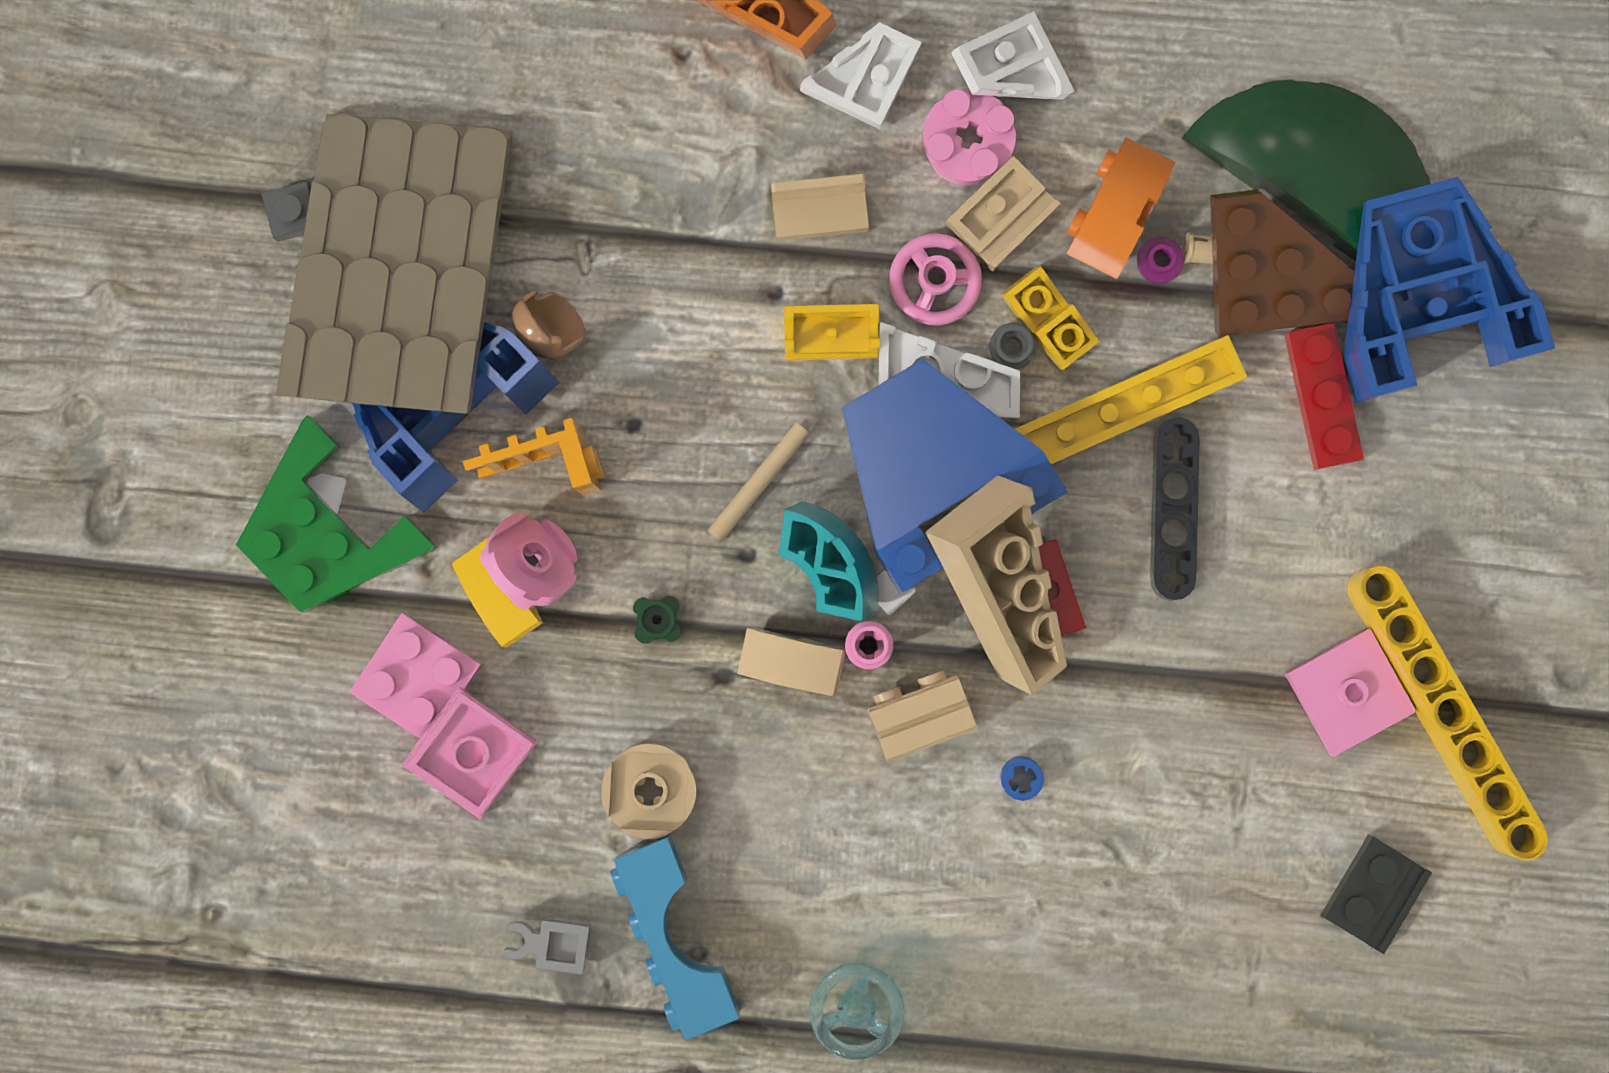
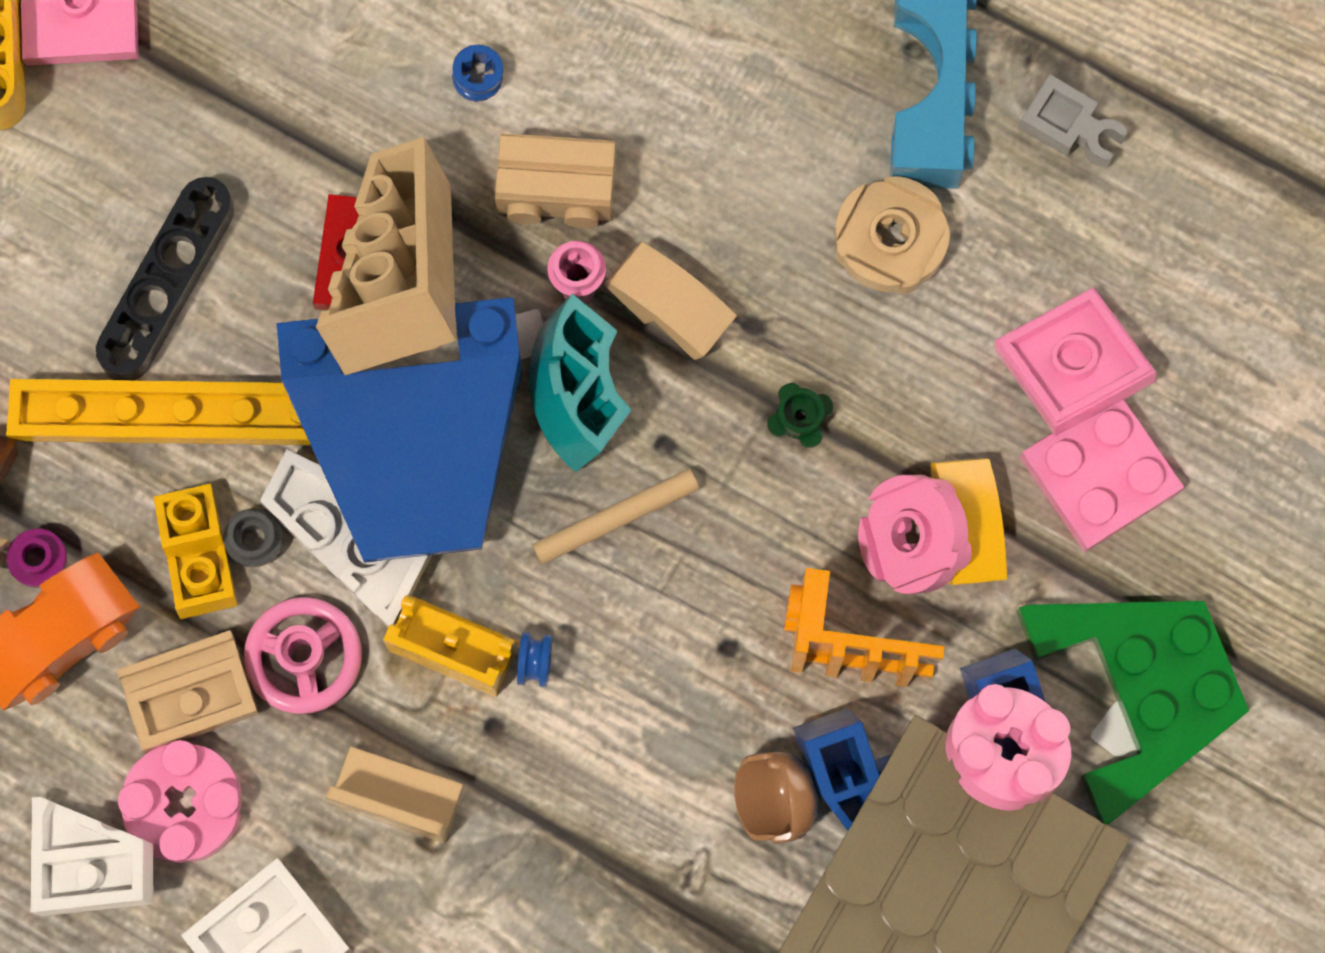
camera: 155 degrees left, 10 degrees down
(369, 438) = (1027, 720): none -> bright pink plate
(766, 347) = (534, 659): none -> blue bush

